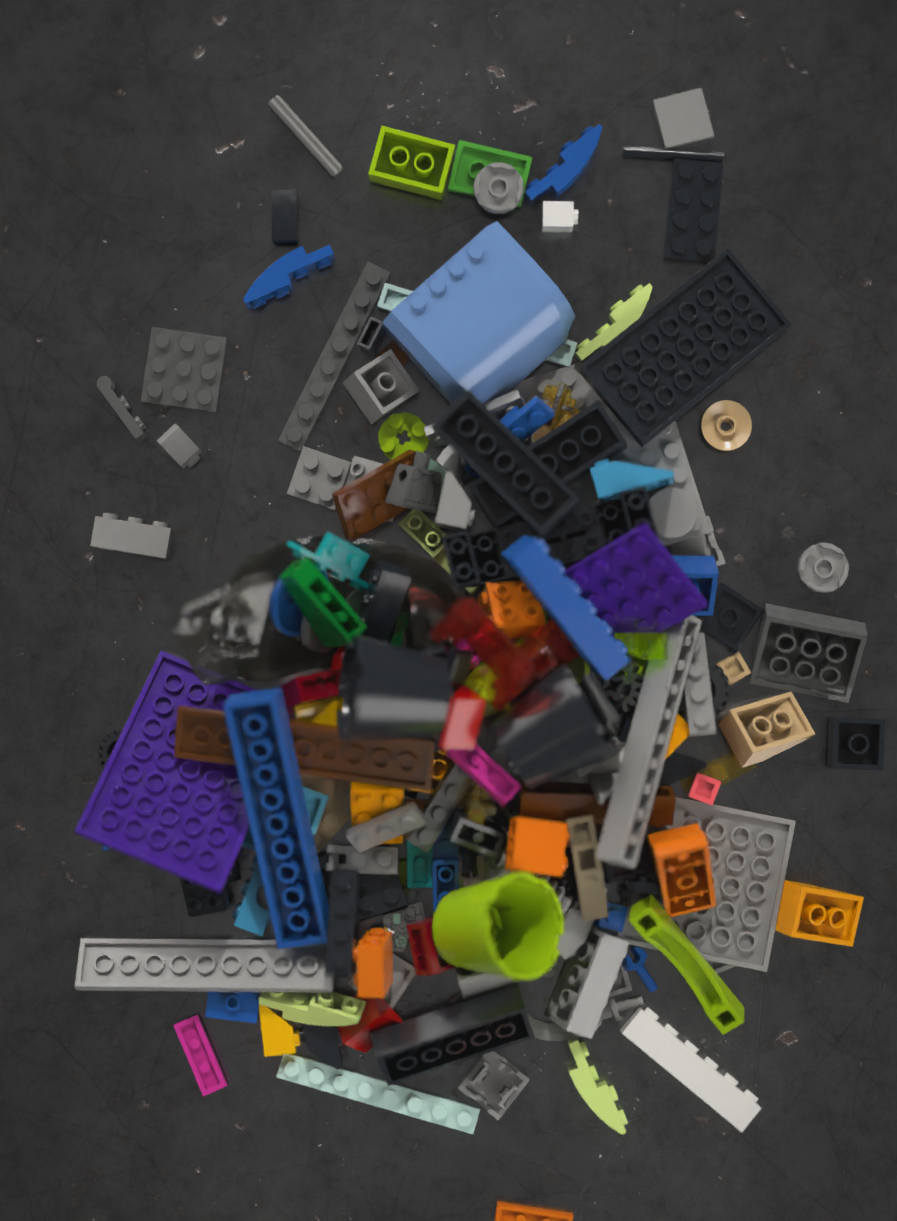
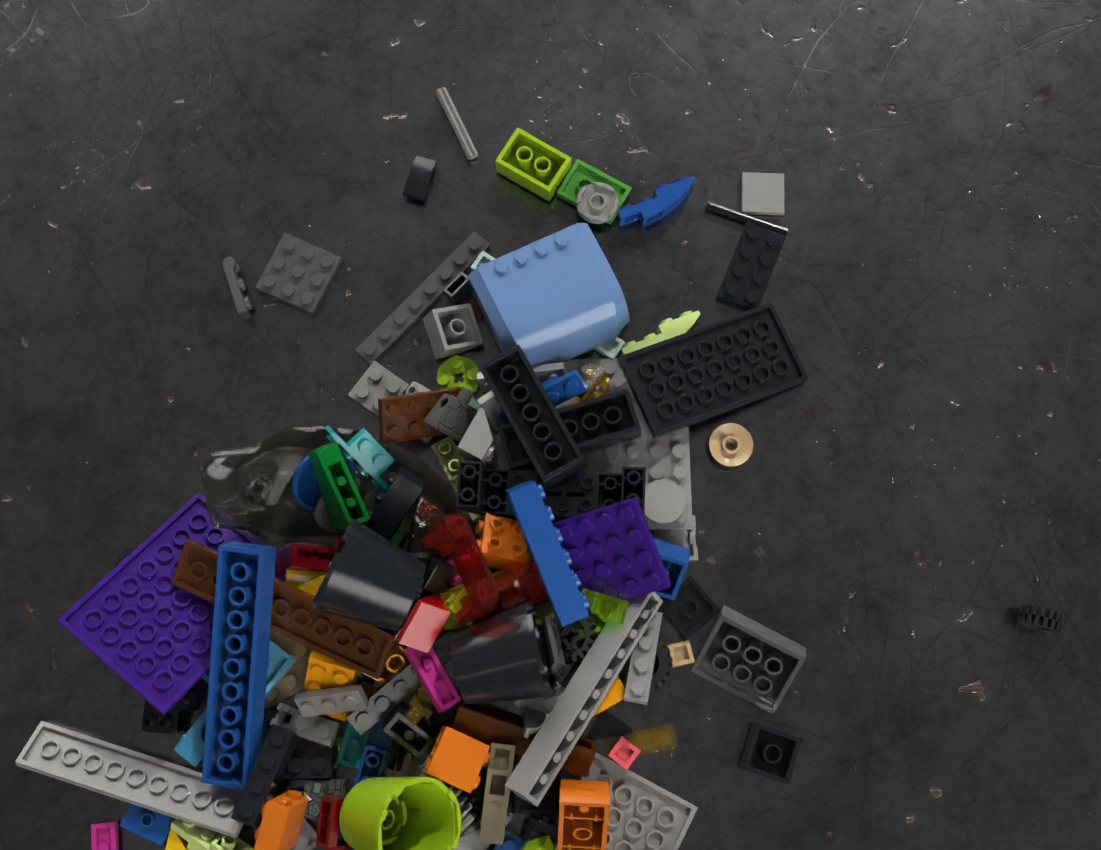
camera: 20 degrees right, 10 degrees down
(132, 536) = (208, 392): light grey brick -> none
(180, 447) = (271, 329): light grey slope -> none
(276, 278) = (396, 222): blue slope -> none
(559, 216) = (639, 239): white brick -> none
(617, 477) = (622, 453): dark azure slope -> none
(765, 728) = (693, 715): tan slope -> none
(823, 568) = (781, 589): light grey tile -> none

